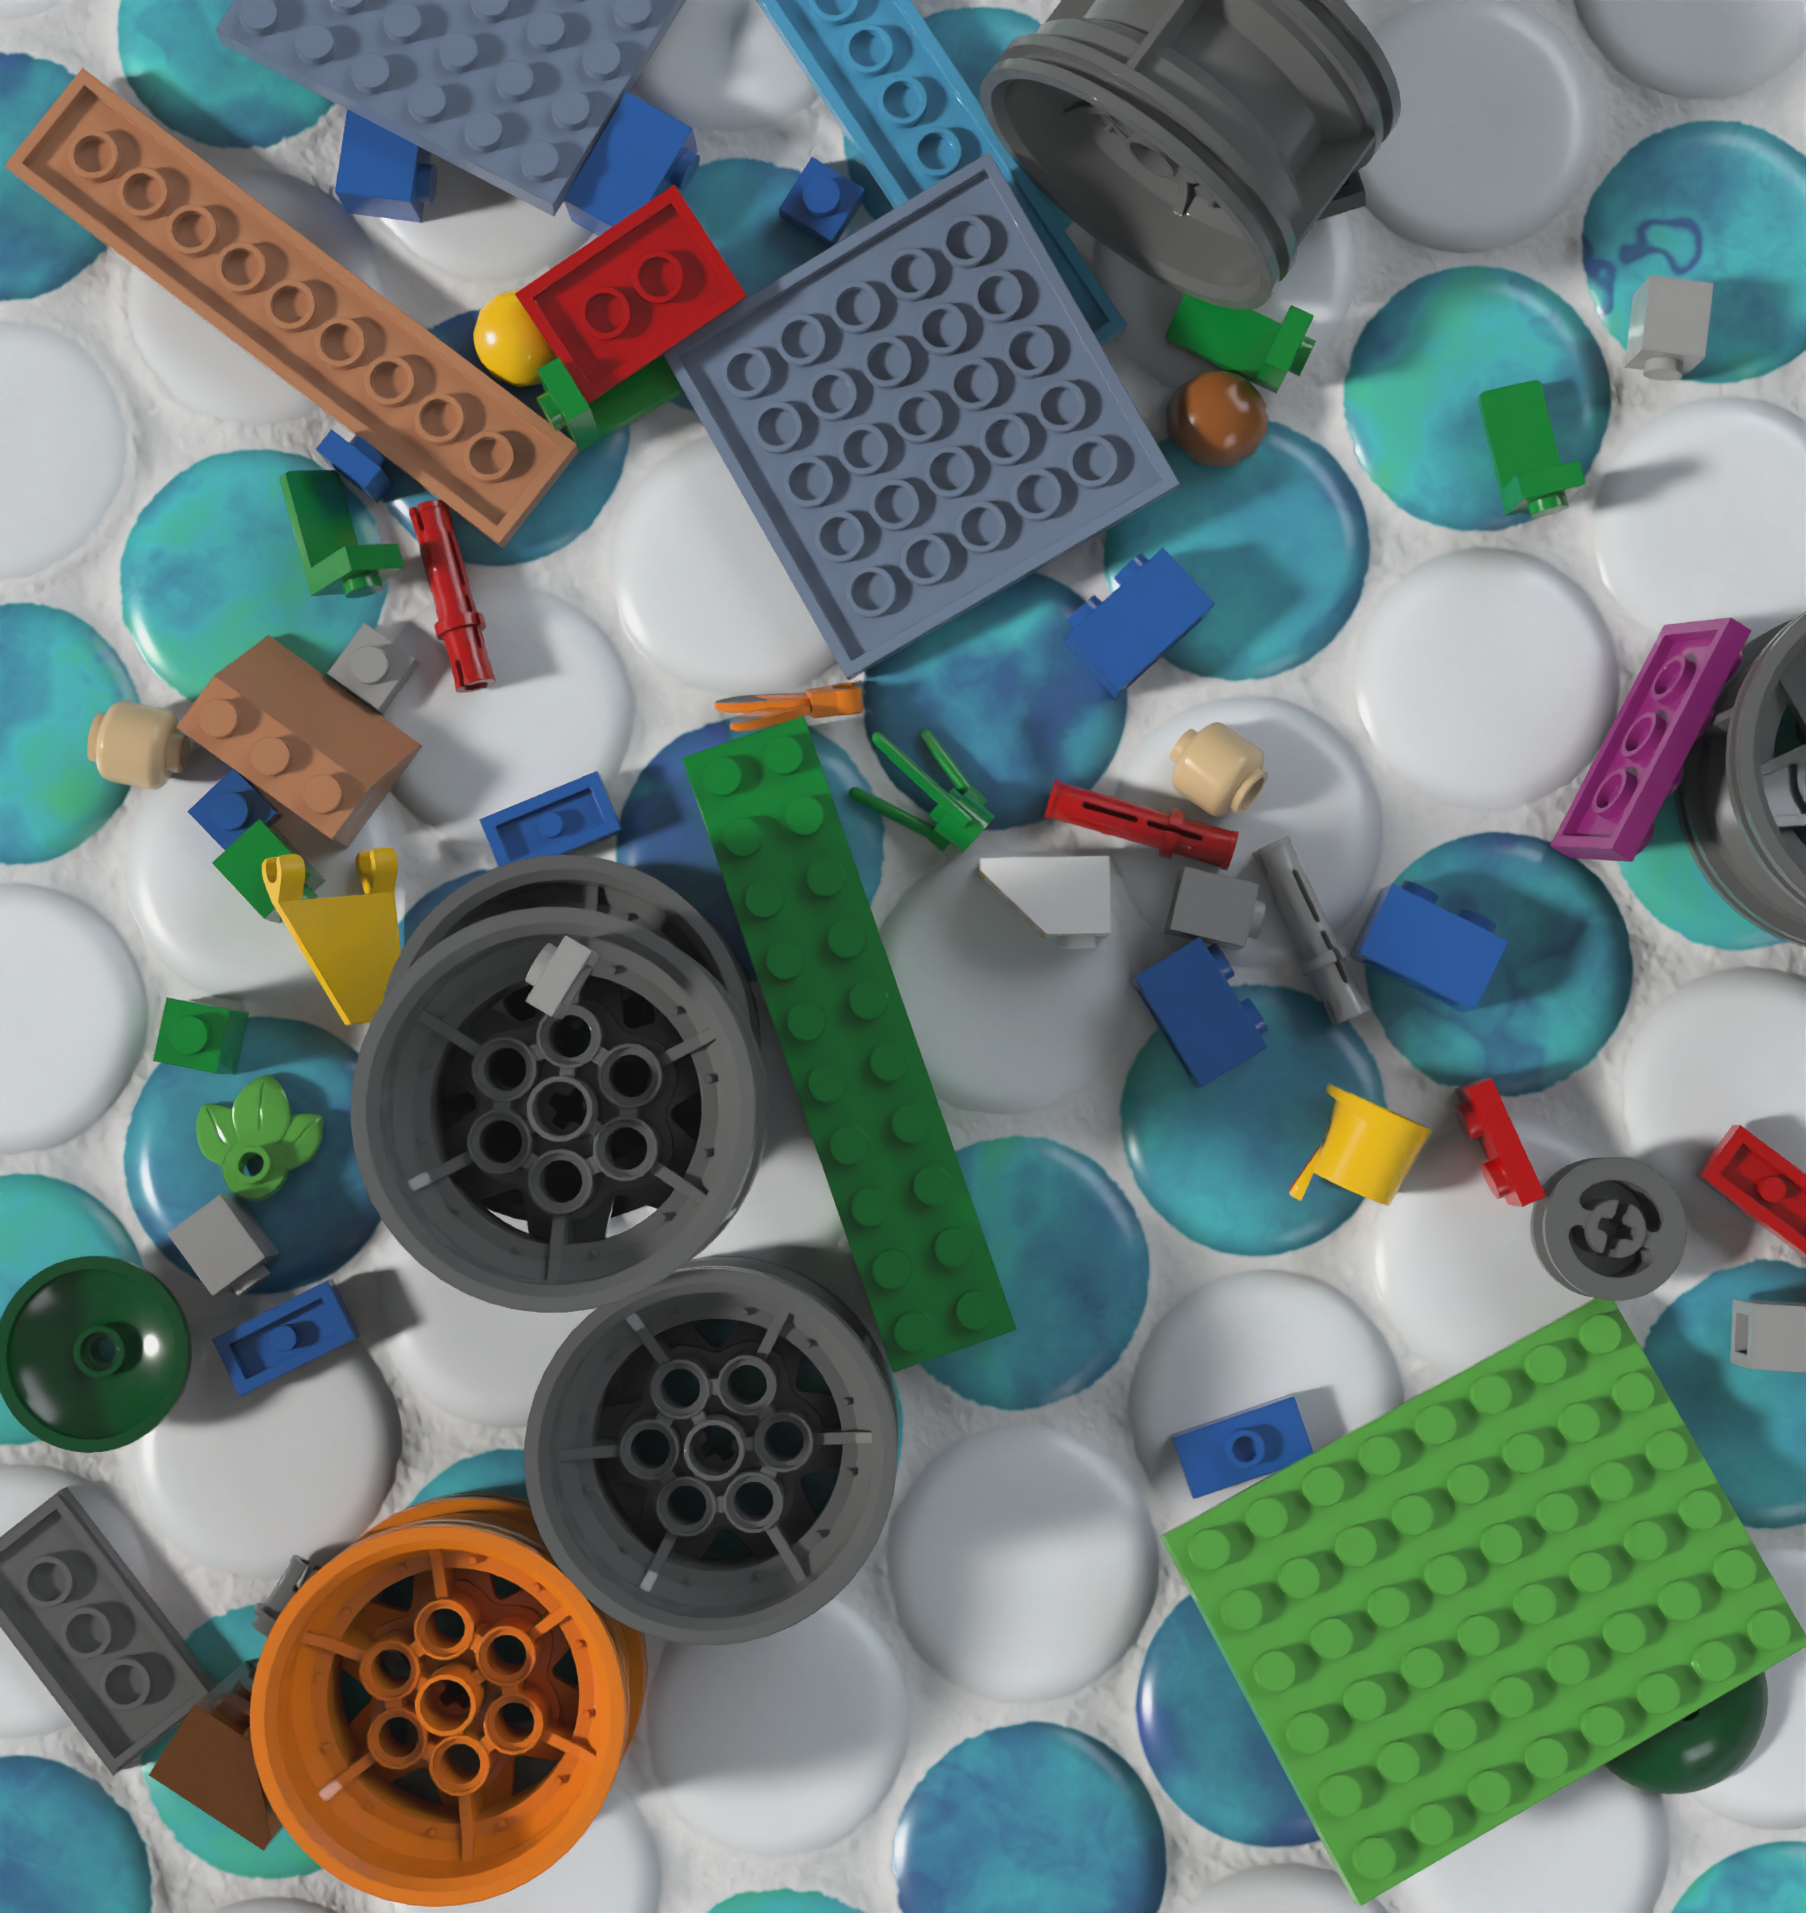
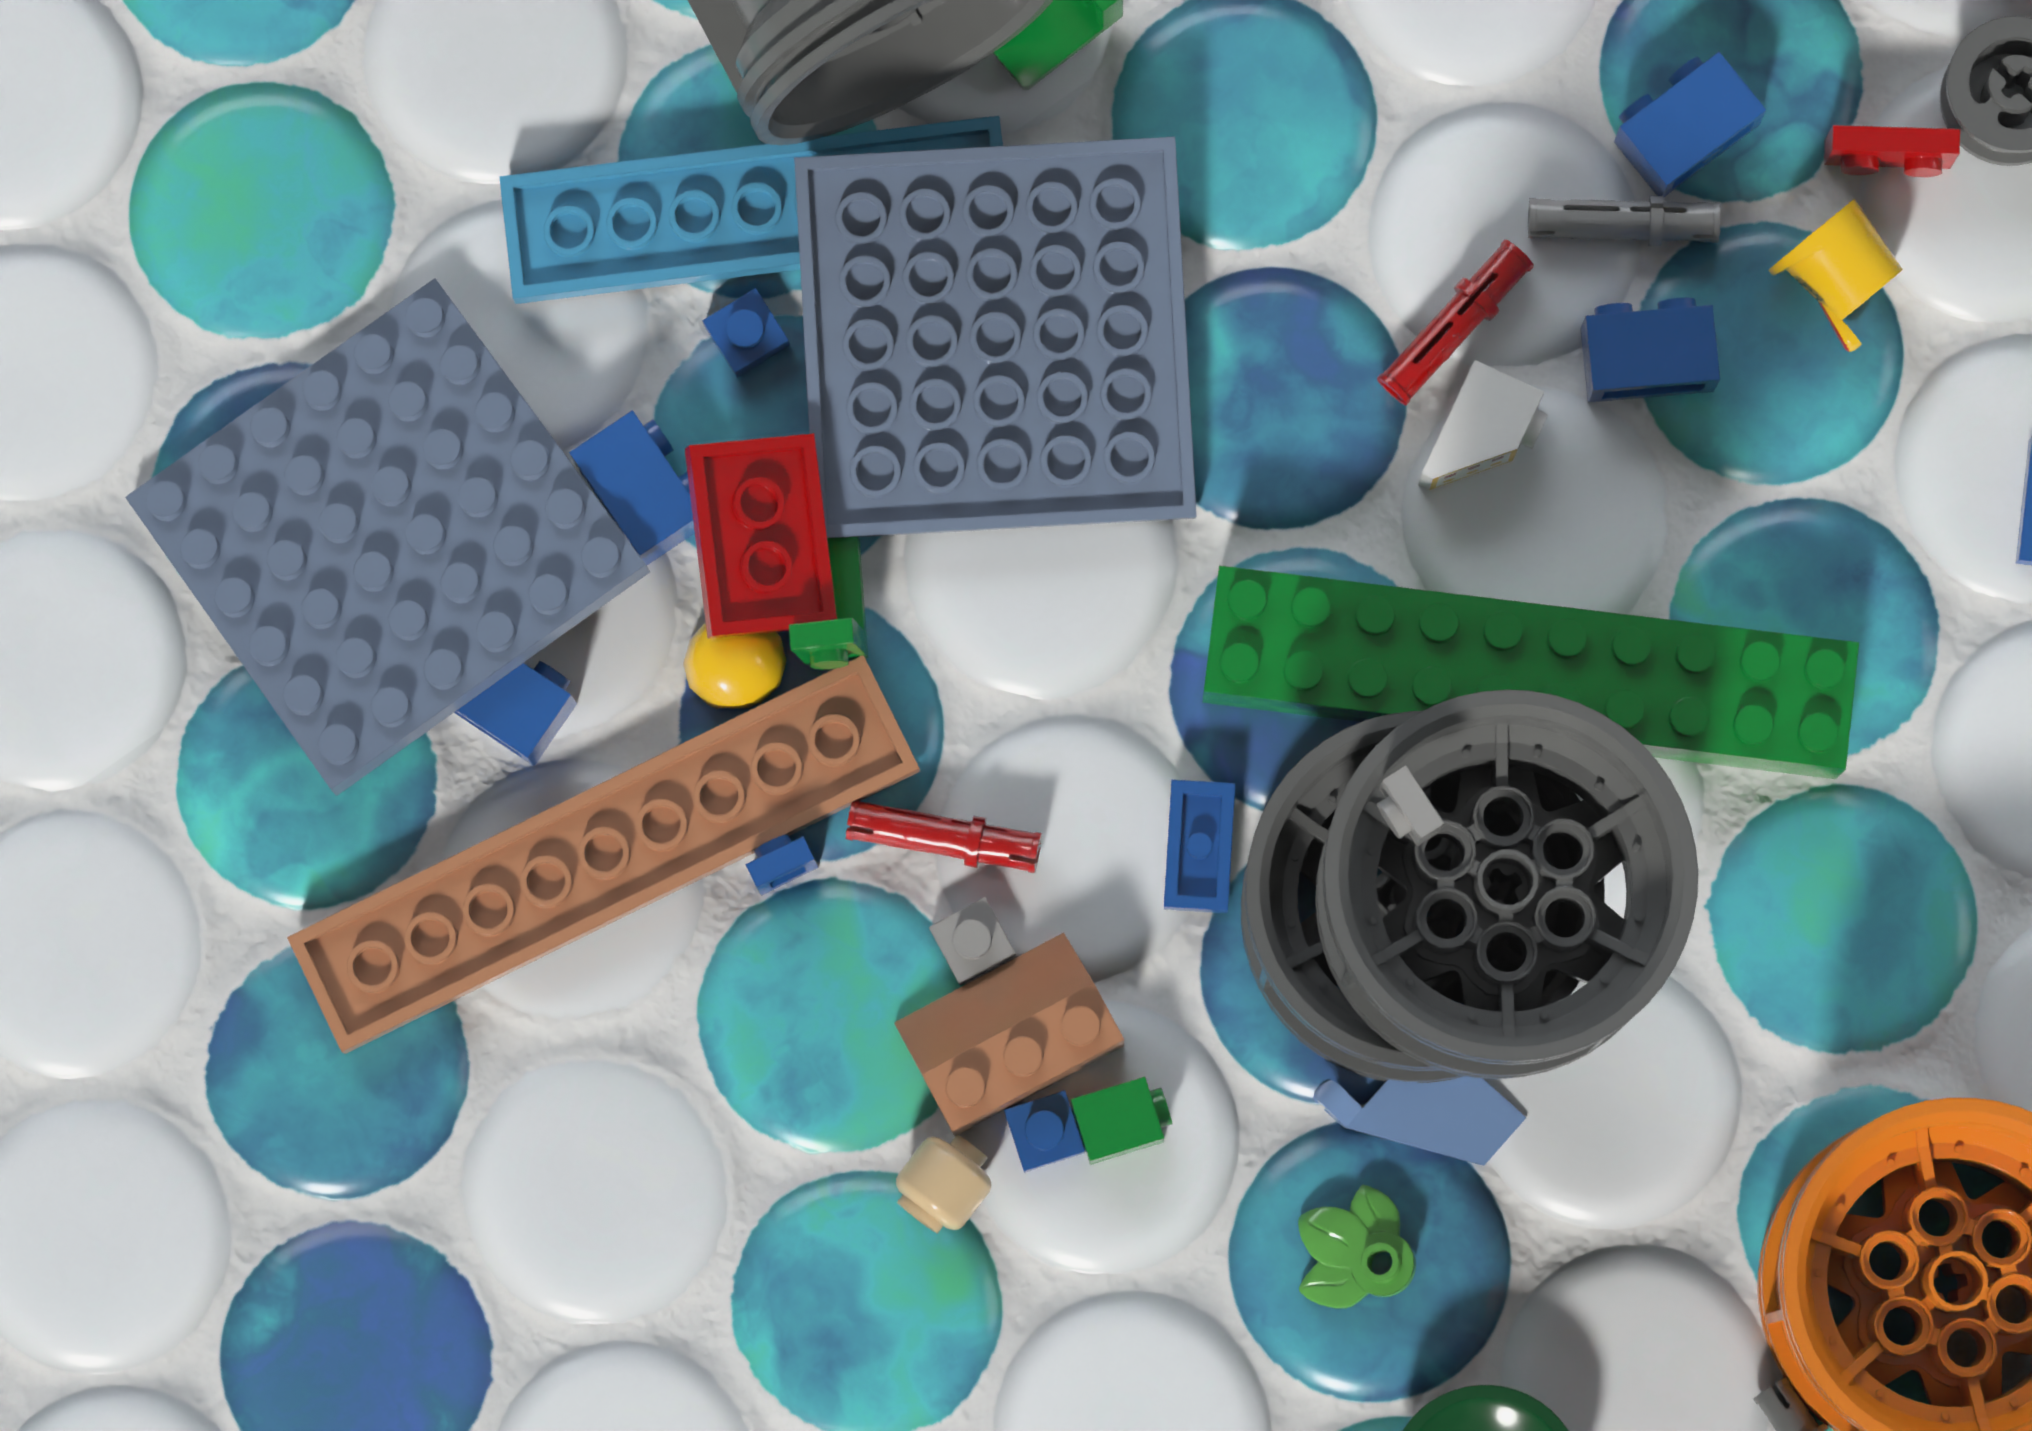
camera: 60 degrees left, 5 degrees down
(201, 1036) = (1240, 1252): green brick -> none
(225, 1246) = (1443, 1322): light grey brick -> none
(286, 1337) = (1551, 1309): blue plate -> none
(328, 539) = (839, 923): green bracket -> none
(343, 938) = (1211, 1073): yellow flag -> none
(655, 1570) = (1973, 931): dark grey wheel -> none
(771, 710) = (1198, 583): orange piece -> none
(957, 816) = (1366, 478): green plant -> none
(1137, 621) = (1272, 236): blue brick -> none
(1215, 909) = (1563, 294): light grey brick -> none
(1217, 418) = (1120, 79): dark orange hair -> none
(1218, 769) = (1440, 230): tan head -> none

